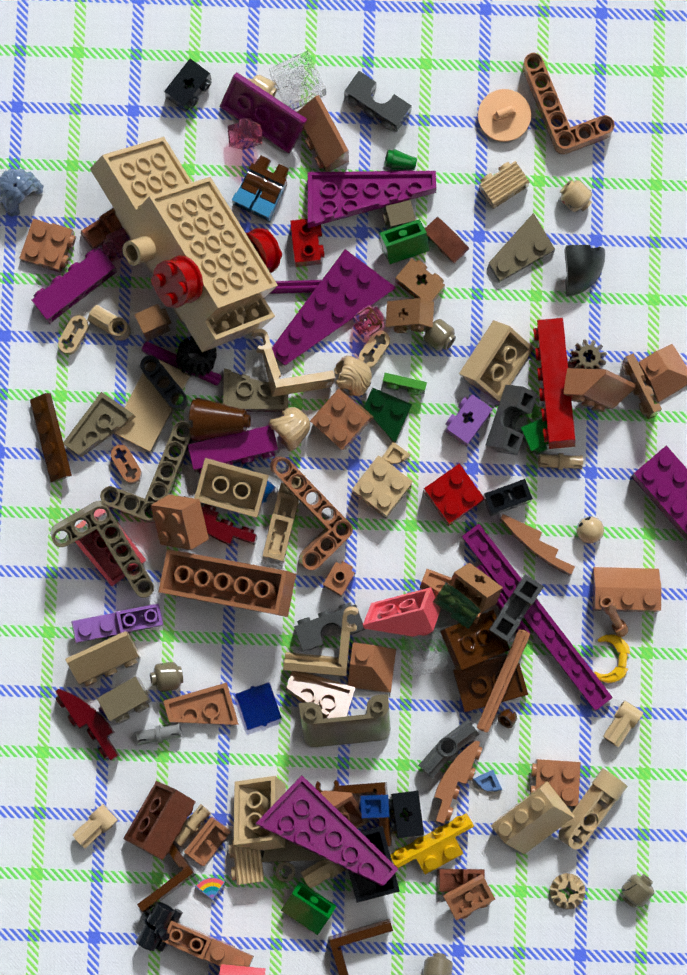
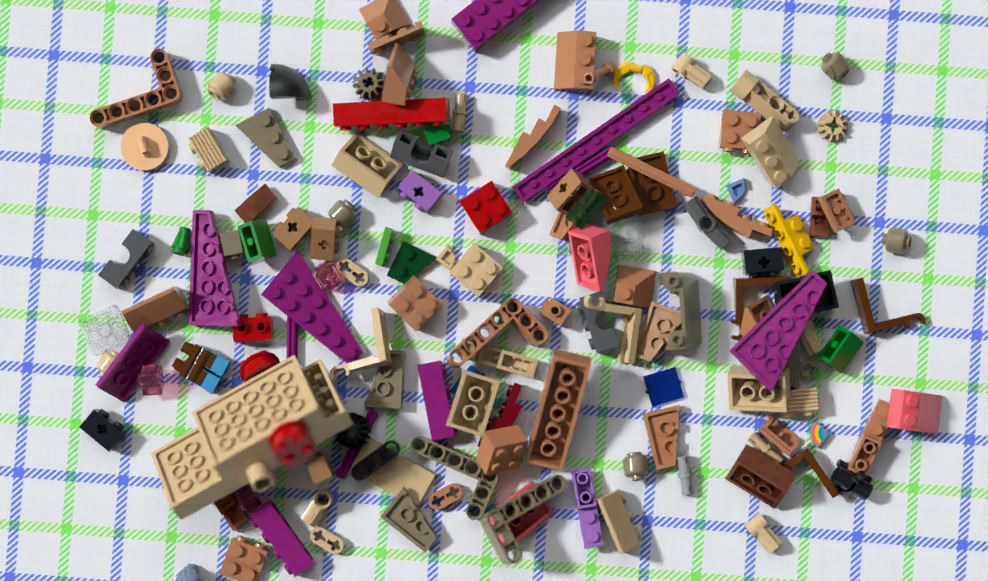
camera: 90 degrees left, 5 degrees up
(50, 437) = (419, 563): reddish brown plate -> none
(84, 714) = (665, 539): dark red slope -> none
(124, 700) = (655, 503): dark tan brick -> none
(216, 420) = (411, 414): reddish brown cone -> none
(291, 427) = (420, 347): tan hair -> none
(353, 375) = (376, 290): tan hair -> none
(374, 806) = (756, 288): blue bracket -> none
(507, 497) = (490, 160): black brick -> none
(507, 718) = (683, 170): reddish brown hinge -> none
(515, 608) = (596, 163): dark grey arch -> none
(590, 529) = (521, 89): tan piece -> none

